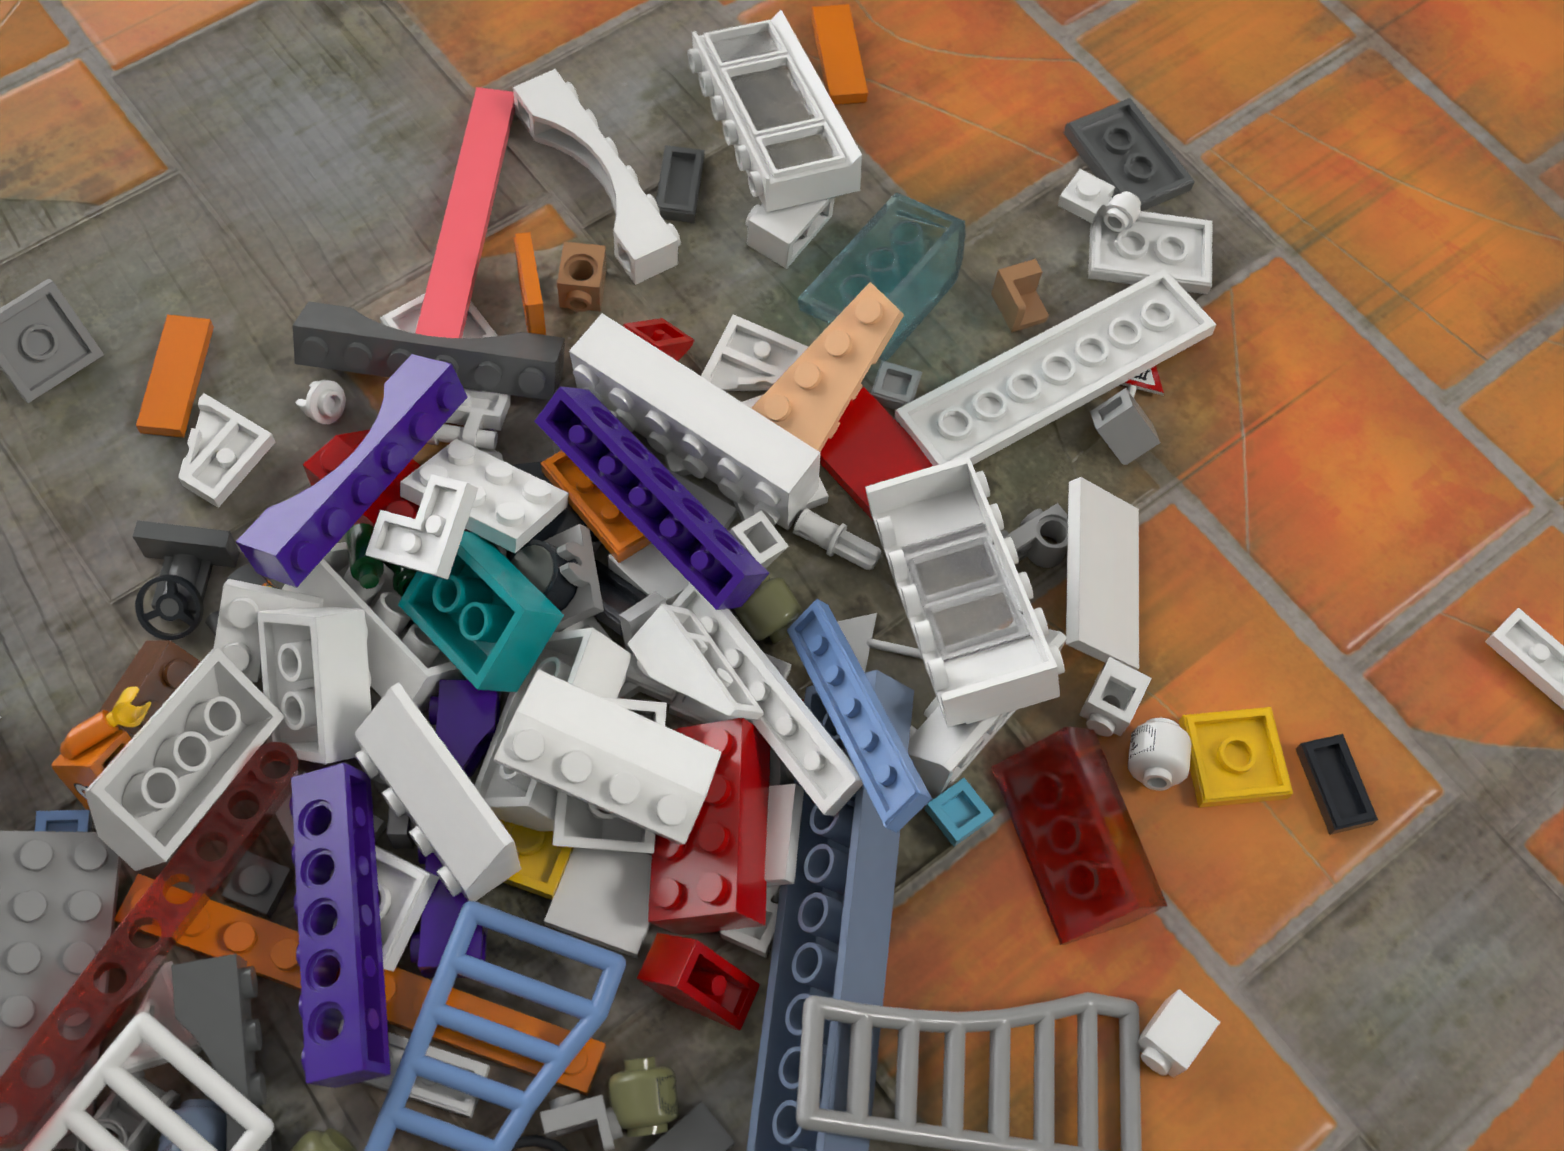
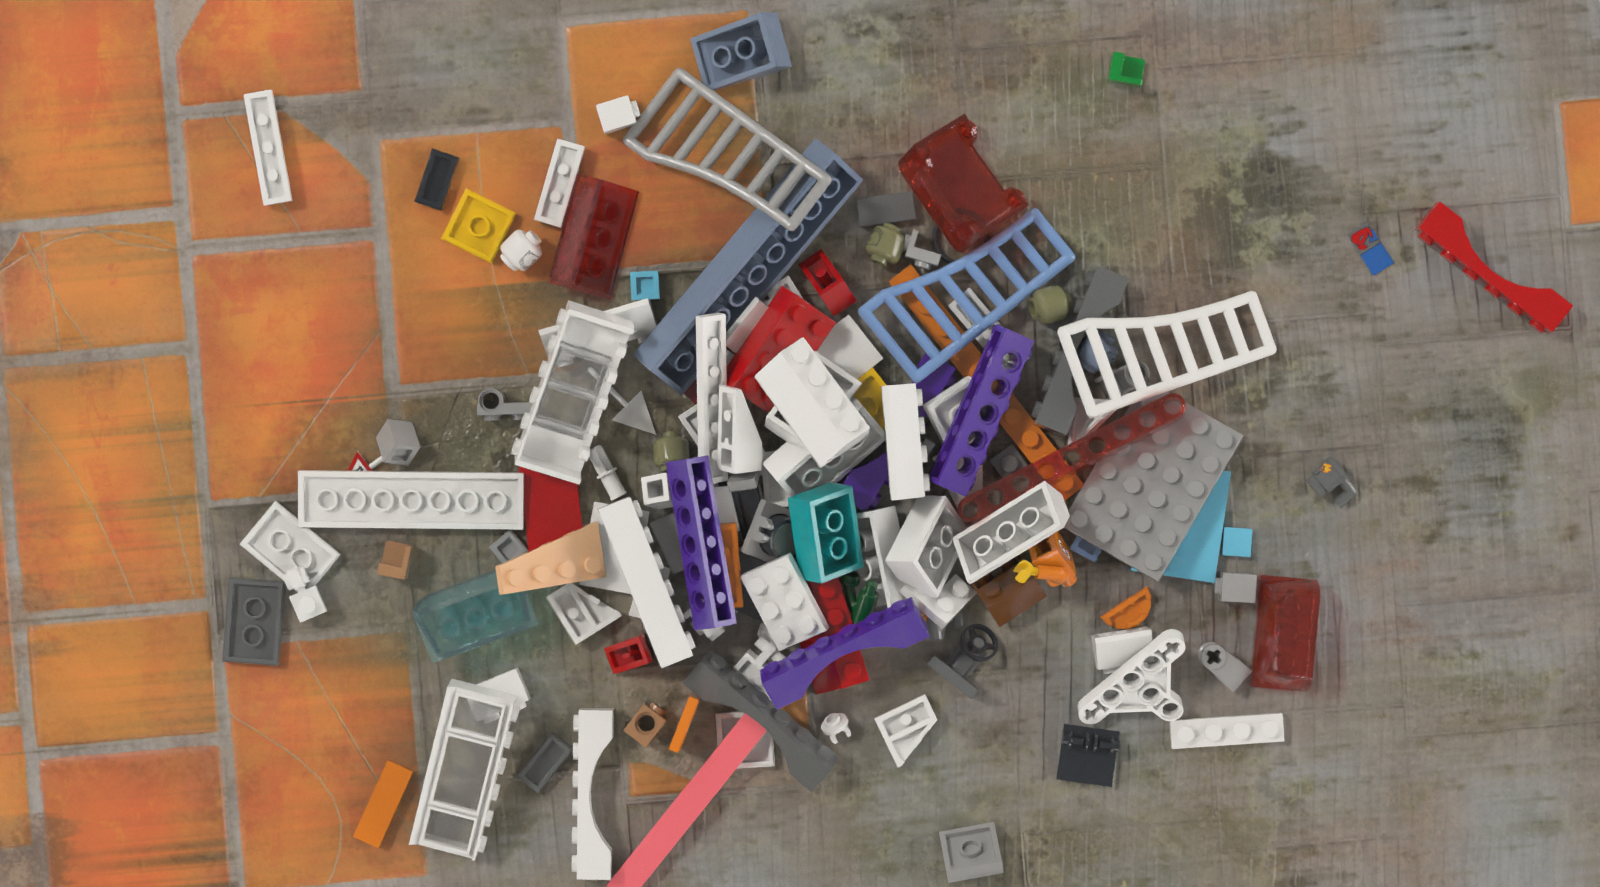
camera: 140 degrees left, 25 degrees up
(175, 376) = (906, 794): orange tile -> none
(433, 537) = (835, 578): white plate -> none
(859, 717) = (674, 357): medium blue tile -> none
(1102, 574) = (479, 361): white tile -> none
(1123, 689) = (513, 296): white brick -> none
(1191, 906) = (559, 183): none -> white plate

